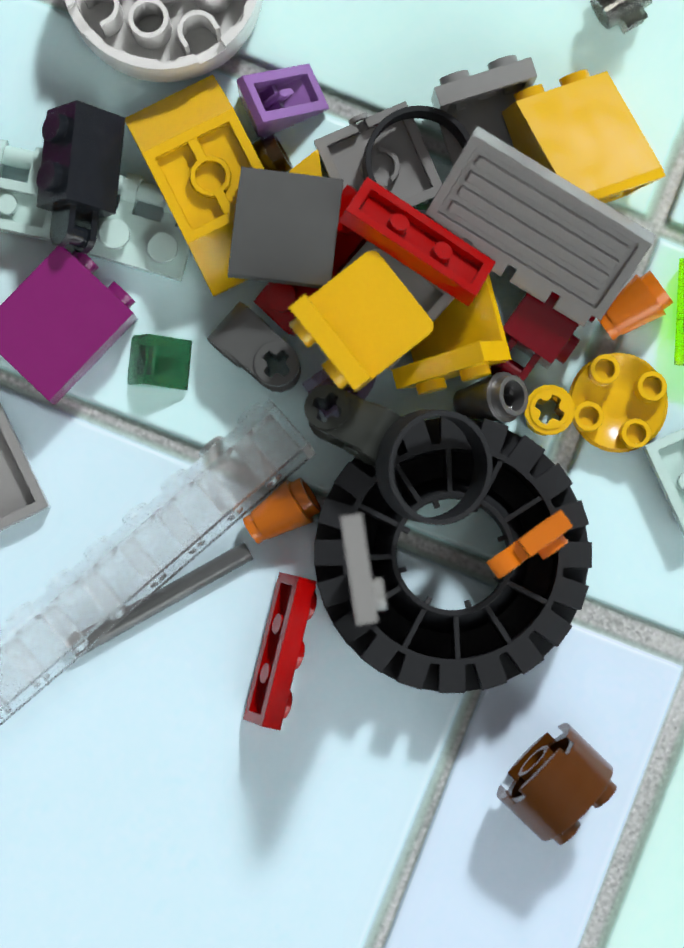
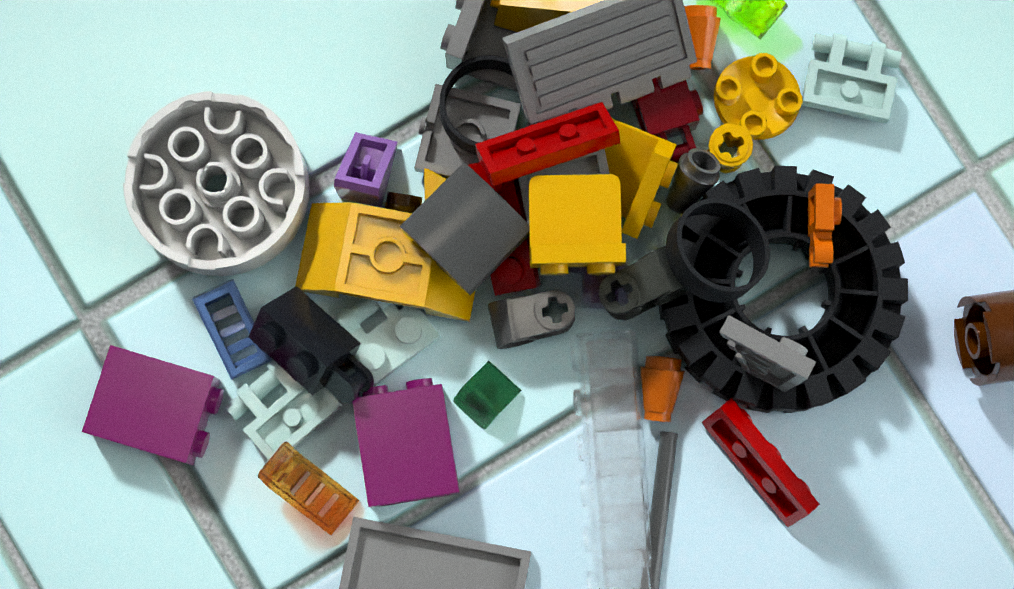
camera: 50 degrees left, 5 degrees down
(30, 82) = (213, 295): none -> medium blue slope

